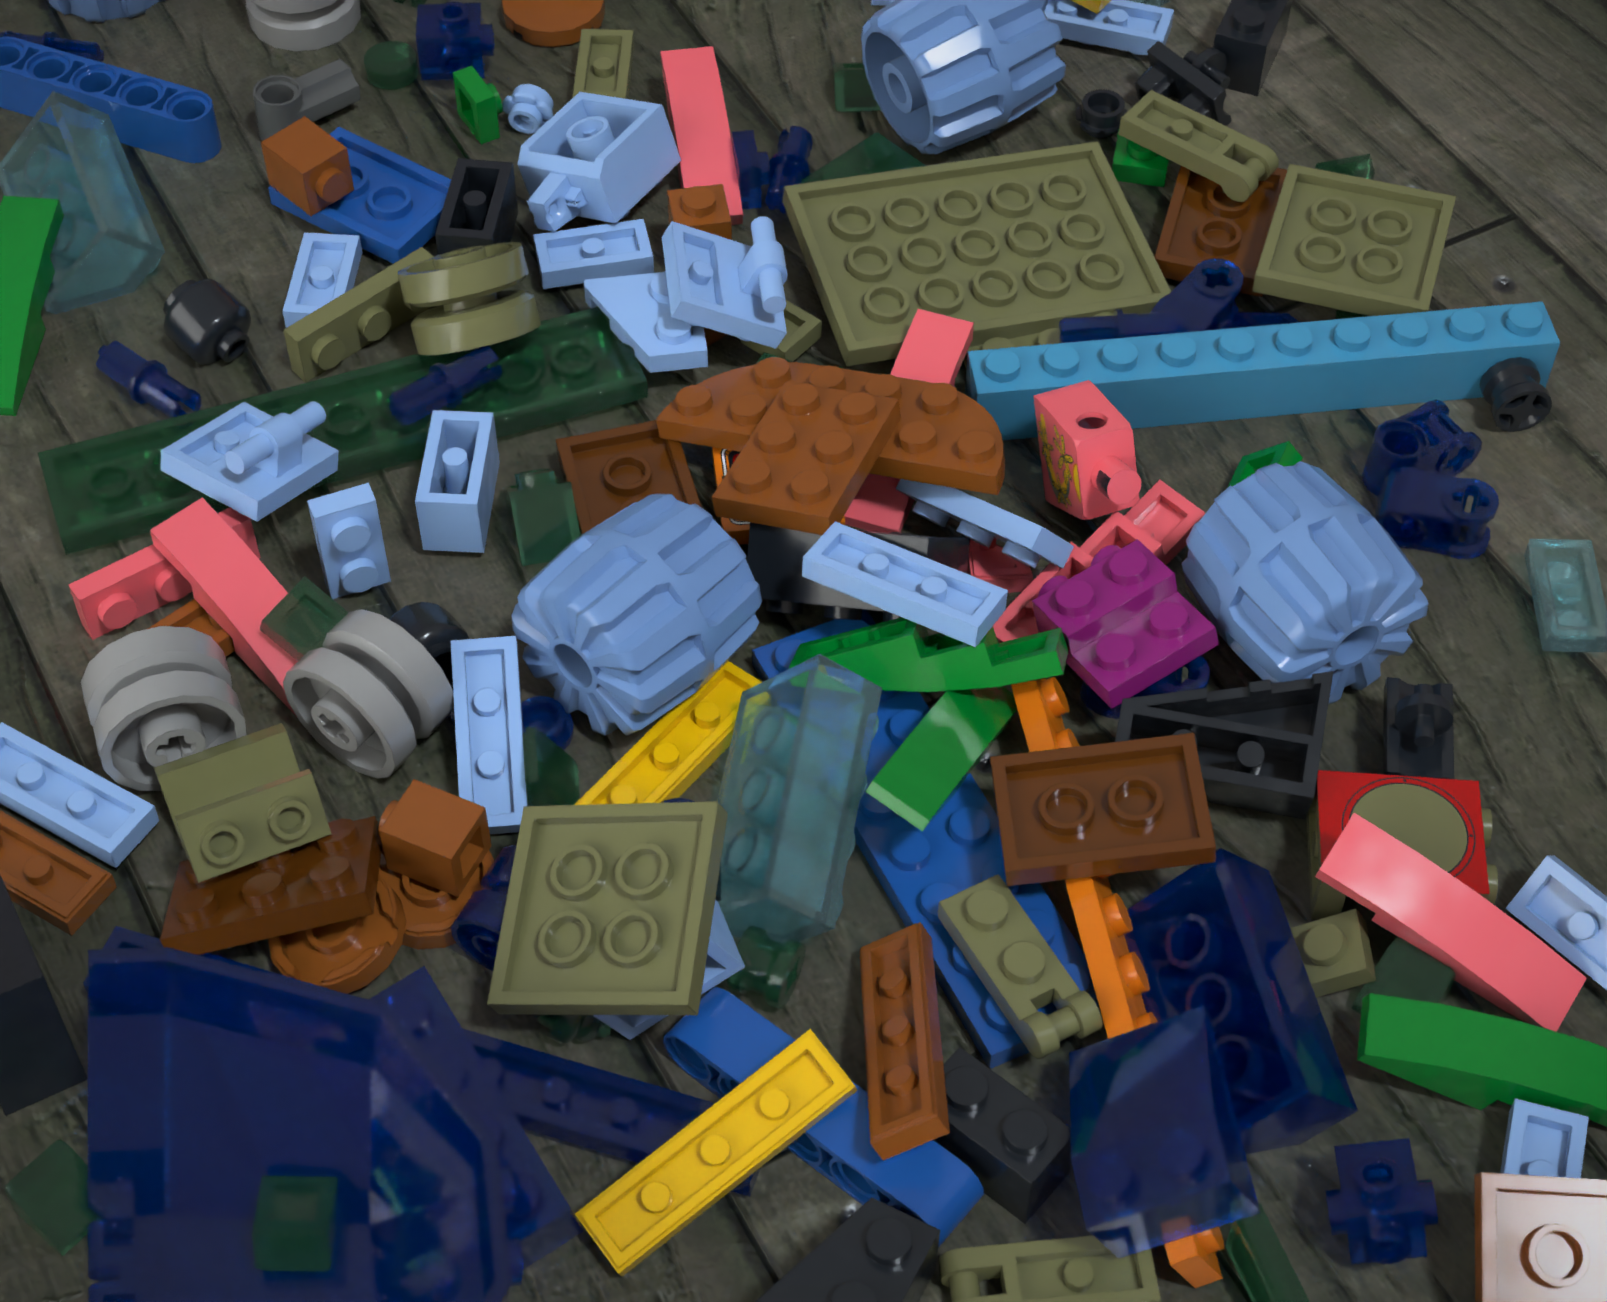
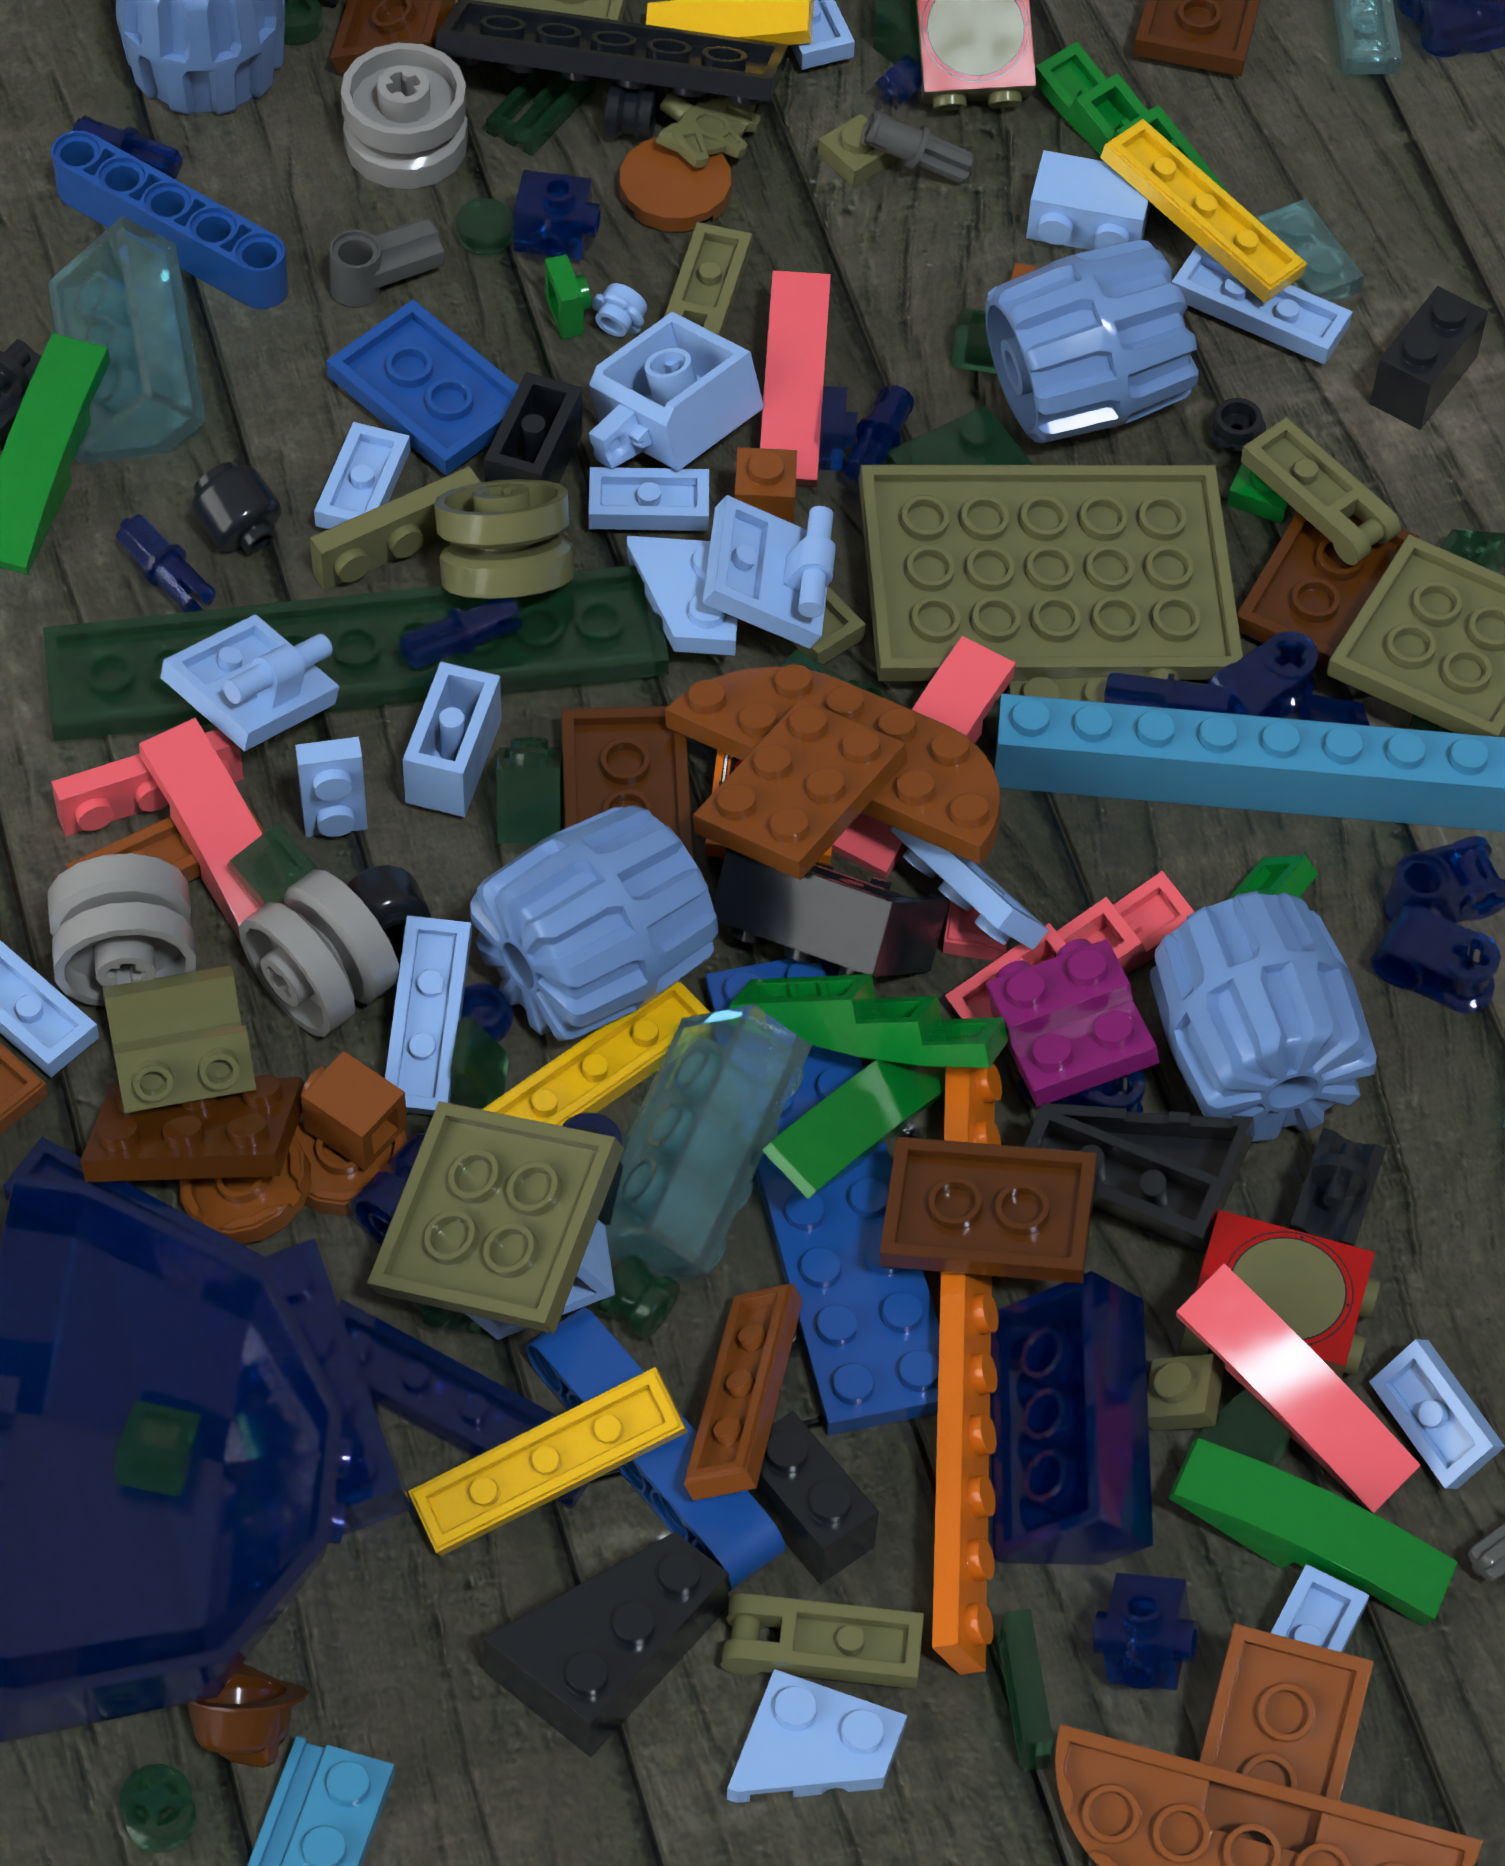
camera: 10 degrees right, 5 degrees up
(307, 166) = (370, 349): dark orange brick -> none
(905, 583) = (857, 945): light blue plate -> none
(1018, 966) = (872, 1343): olive plate -> none
(1085, 452) = (1085, 850): coral torso -> none
(1156, 1136) = (947, 1529): clear blue slope -> none
(1192, 80) = (1322, 395): black hips -> none

